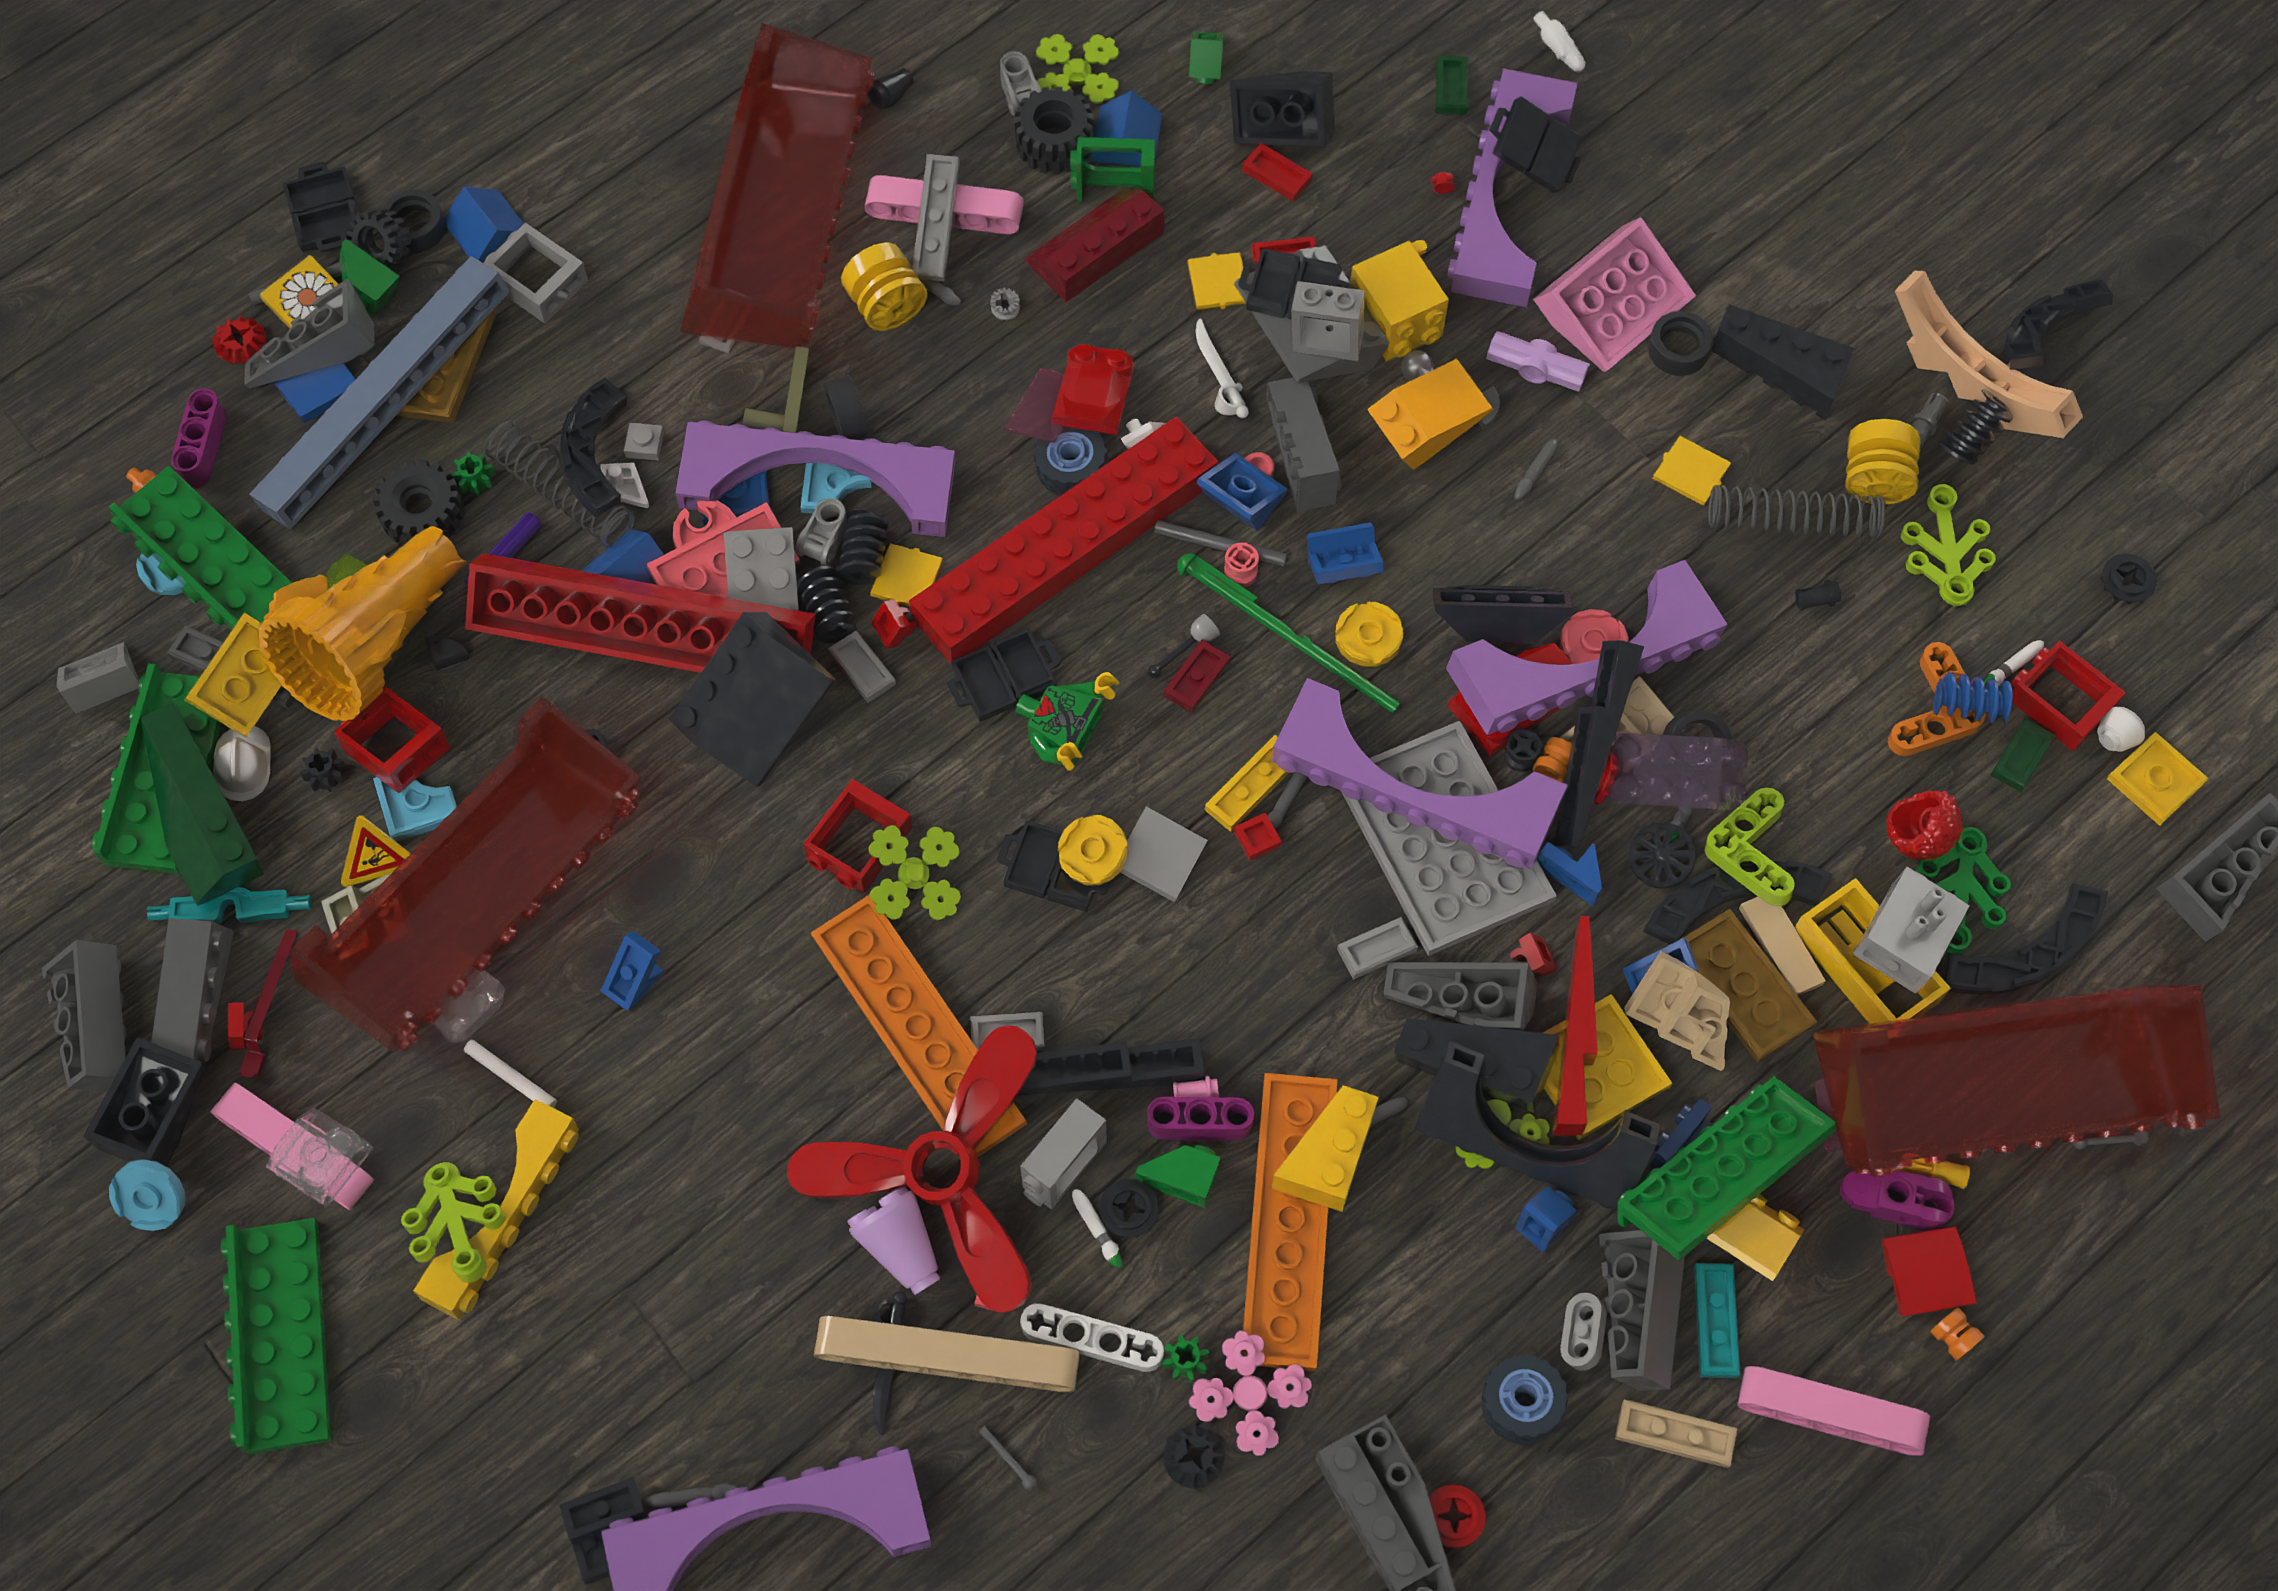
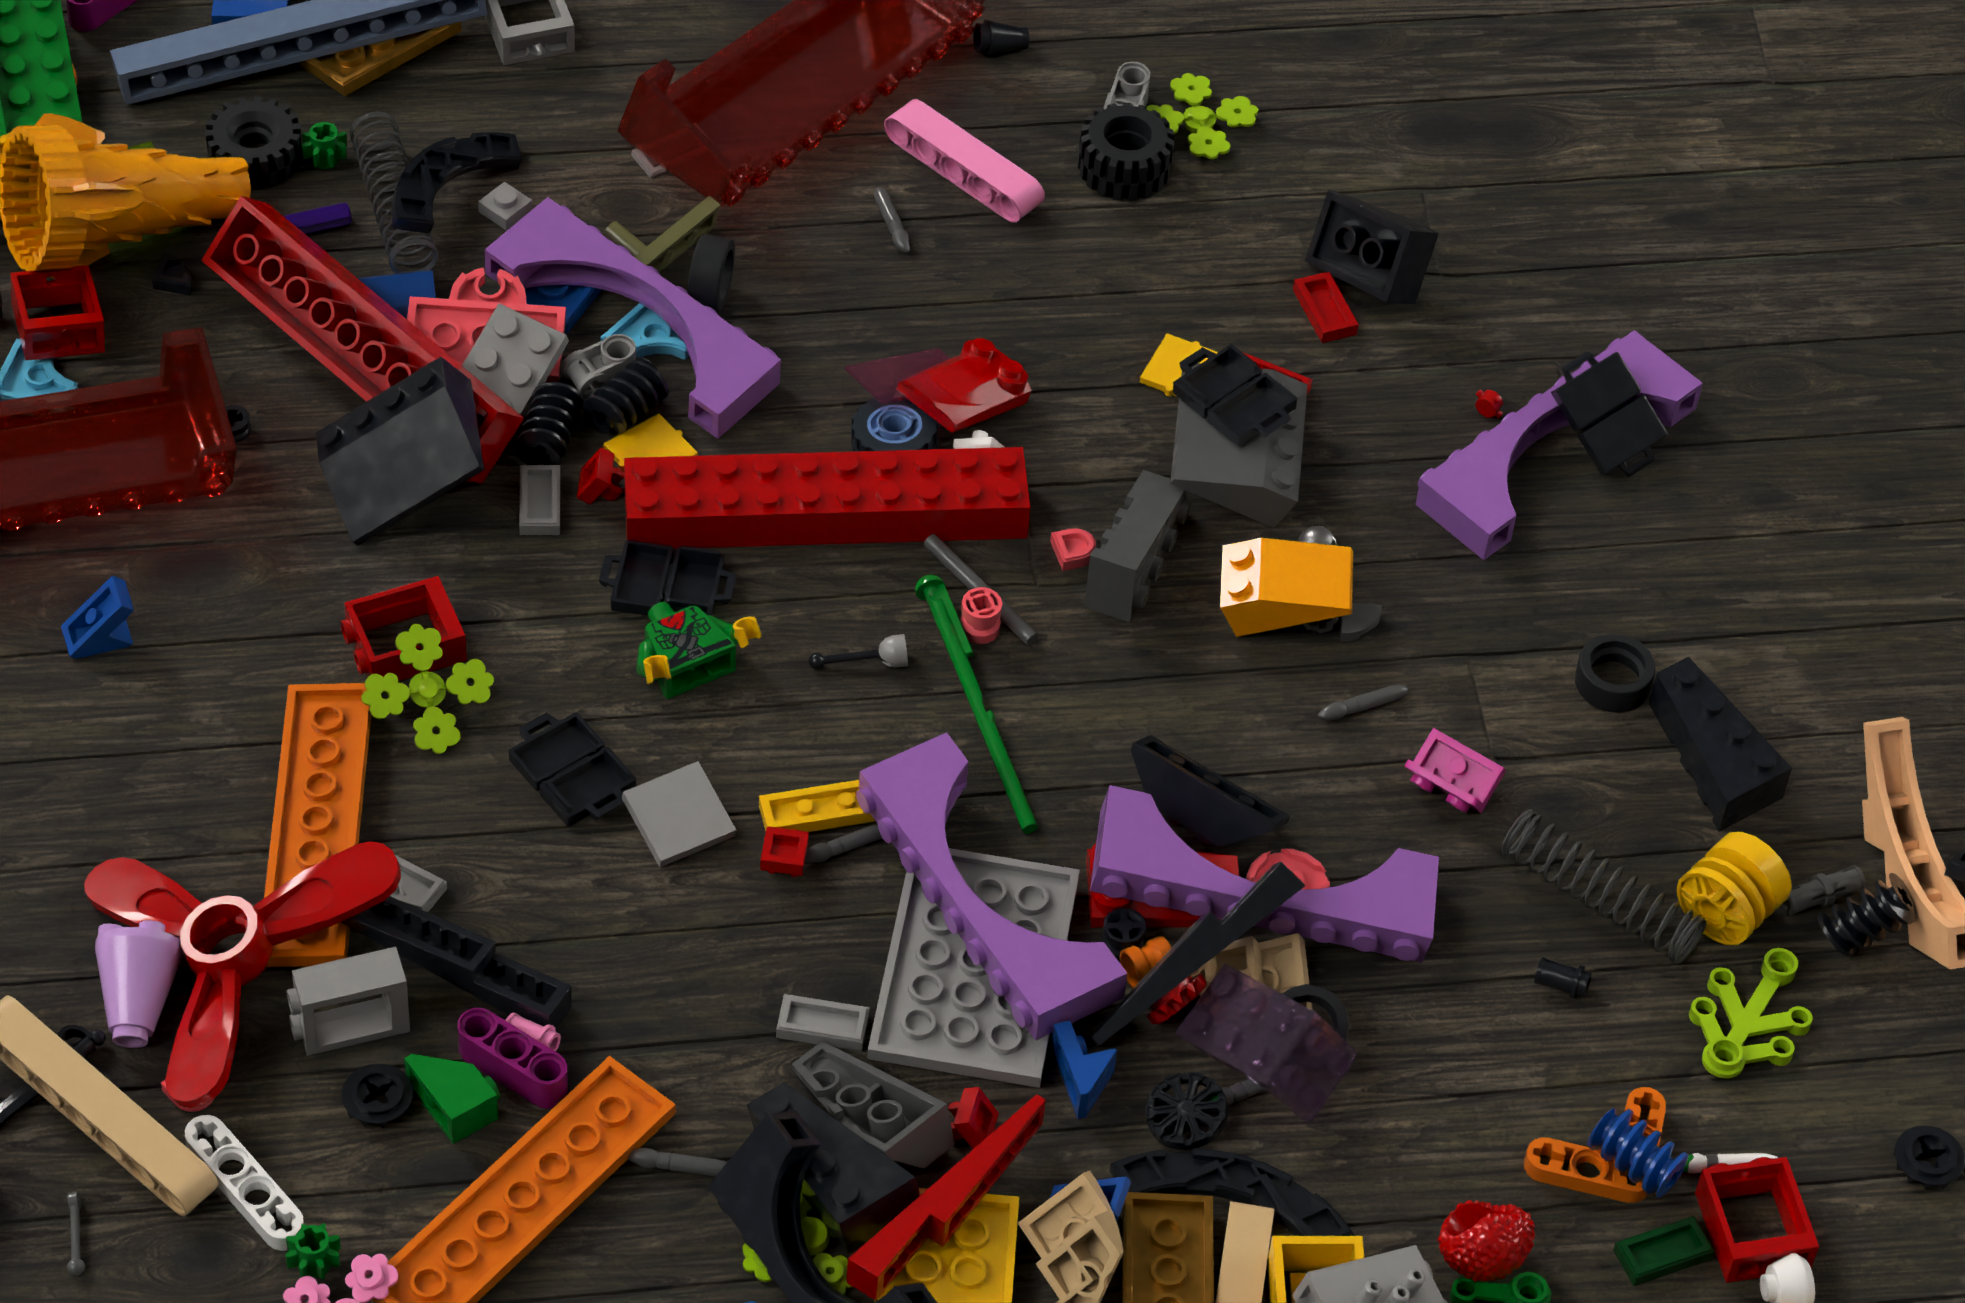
camera: 30 degrees right, 15 degrees down
(627, 482) = (454, 228): white piece -> none
(884, 286) = (838, 191): yellow wheel -> none
(935, 217) = (940, 161): light grey tile -> none
(1013, 300) = (945, 268): light grey bush -> none
(1086, 174) = (1179, 233): green panel -> none
(1093, 850) = (612, 767): yellow tile -> none
(1098, 242) = (1087, 273): dark red slope -> none
(1109, 1249) = (336, 1078): white piece -> none
(1127, 119) = (1204, 196): blue slope -> none
(1196, 676) = (852, 685): dark red plate -> none
(1206, 56) = (1338, 167): green slope -> none
(1228, 388) = (1107, 463): white sword -> none
(1242, 490) = (1038, 551): blue slope -> none
(1313, 335) = (1238, 460): light grey window -> none
(1329, 1152) = (606, 1150): yellow wedge -> none
(1344, 553) = (1093, 661): blue bracket -> none
(1369, 634) = (1060, 750): yellow tile -> none
(1402, 297) = (1343, 469): yellow container -> none
(1451, 85) = (1576, 325): dark green tile -> none
(1537, 361) = (1447, 607): lavender piece -> none
(1558, 39) = (1725, 344): white piece -> none
(1615, 295) = (1580, 587): bright pink slope -> none
(1639, 485) = (1456, 771): none -> dark pink bracket
(1691, 470) = (1535, 788): yellow piece -> none
(1741, 850) = (1265, 1140): lime beam -> none

